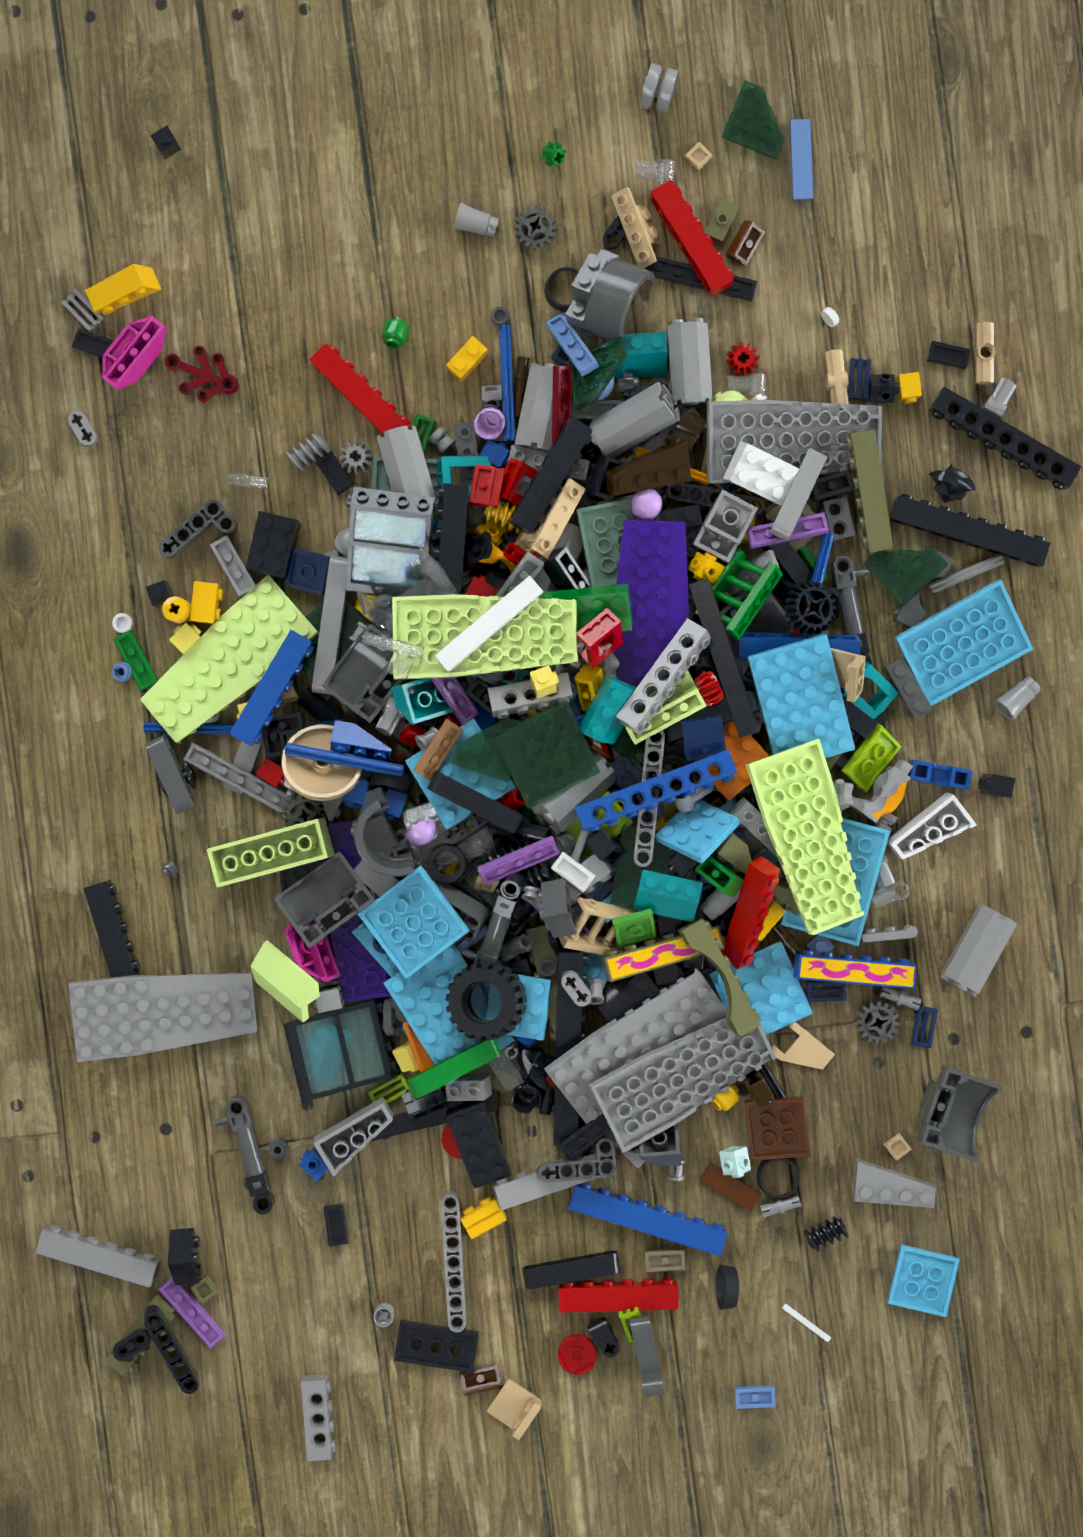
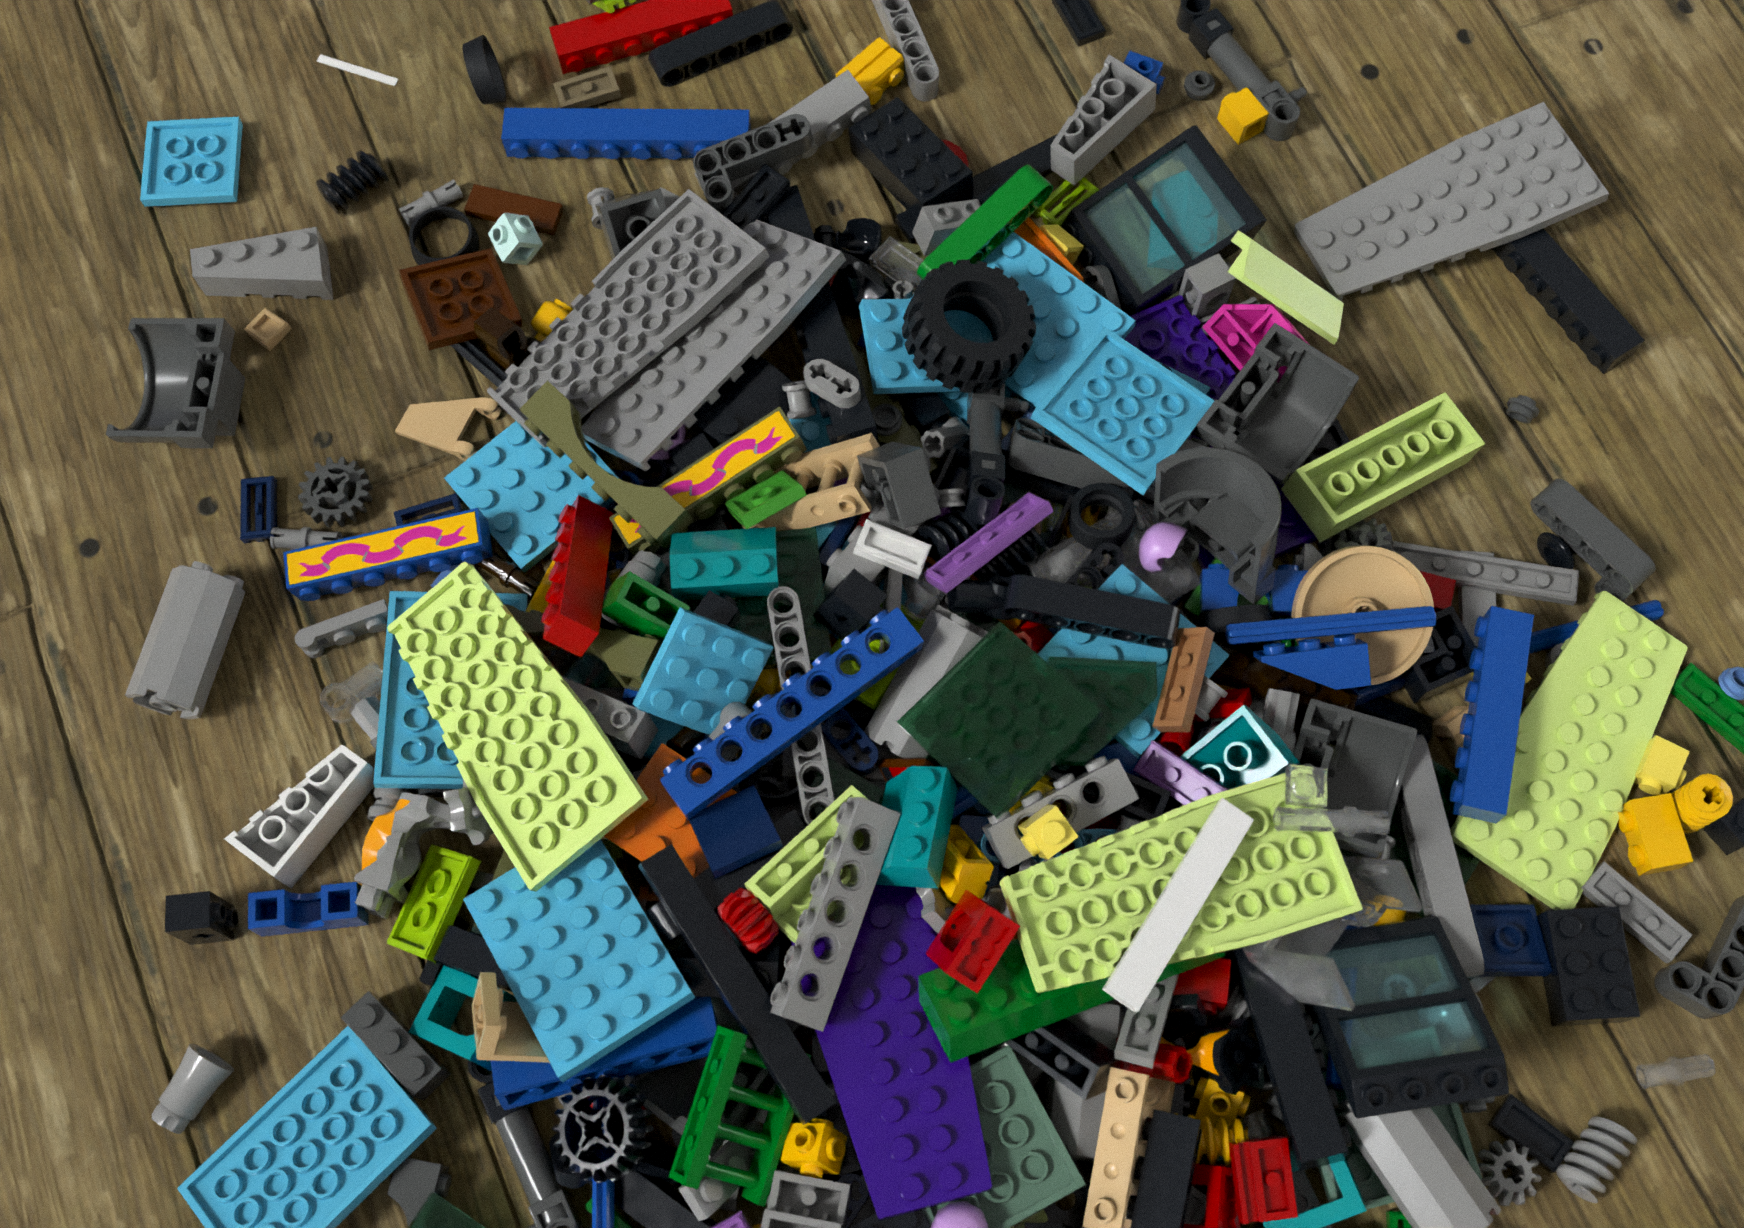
camera: 160 degrees right, 20 degrees down
(260, 1117) = (1242, 115): none -> yellow brick

